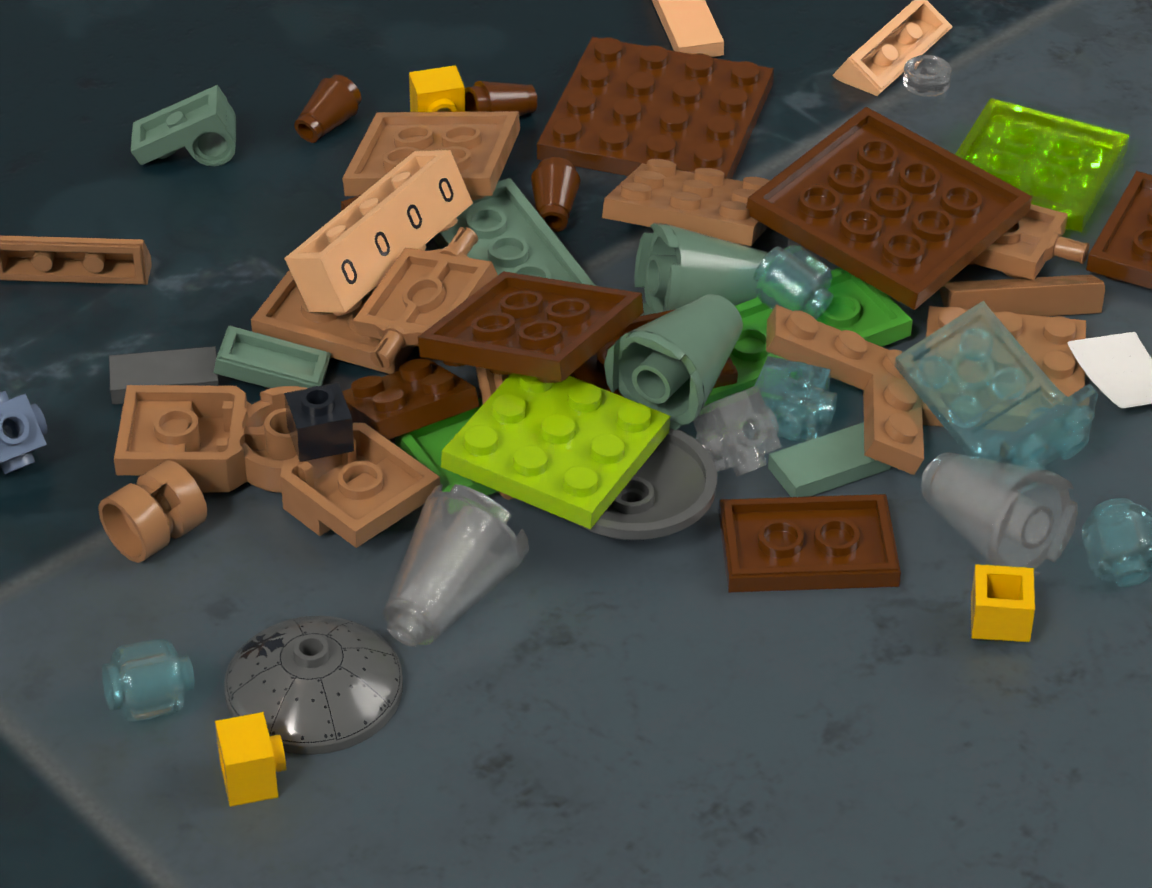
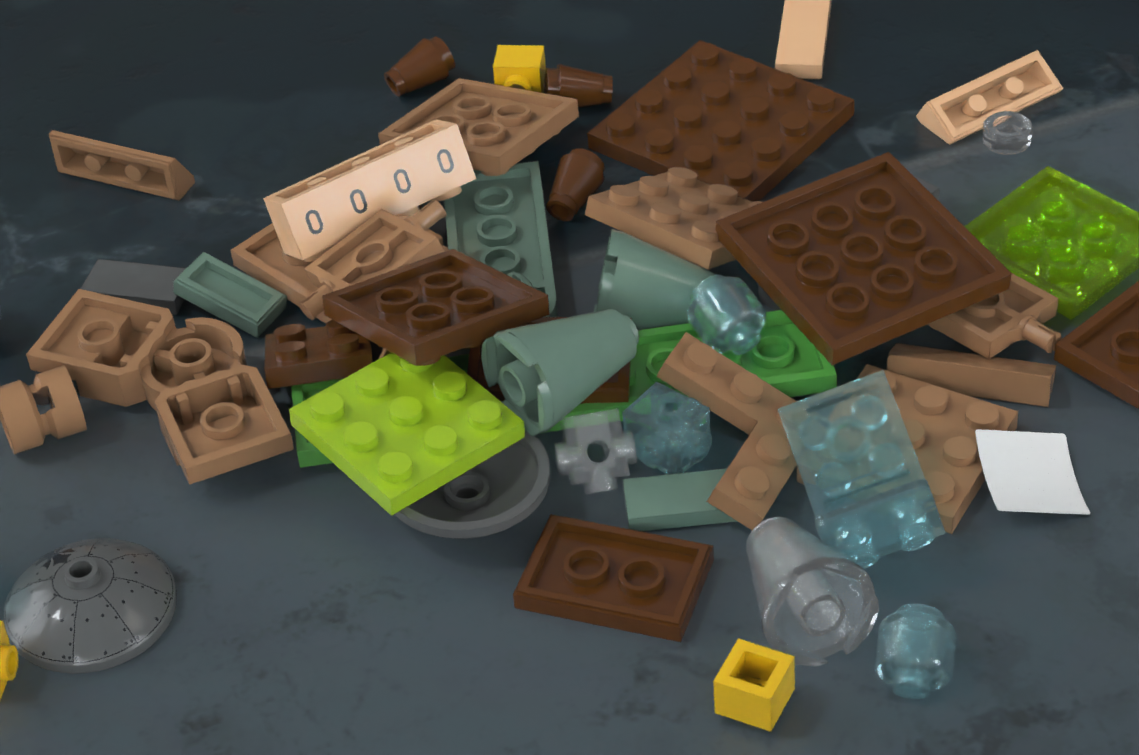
camera: 25 degrees right, 0 degrees up
(200, 123) = (295, 63): sand green plate -> none
(319, 422) = (205, 358): black plate -> none
(451, 563) = (251, 522): clear cone -> none

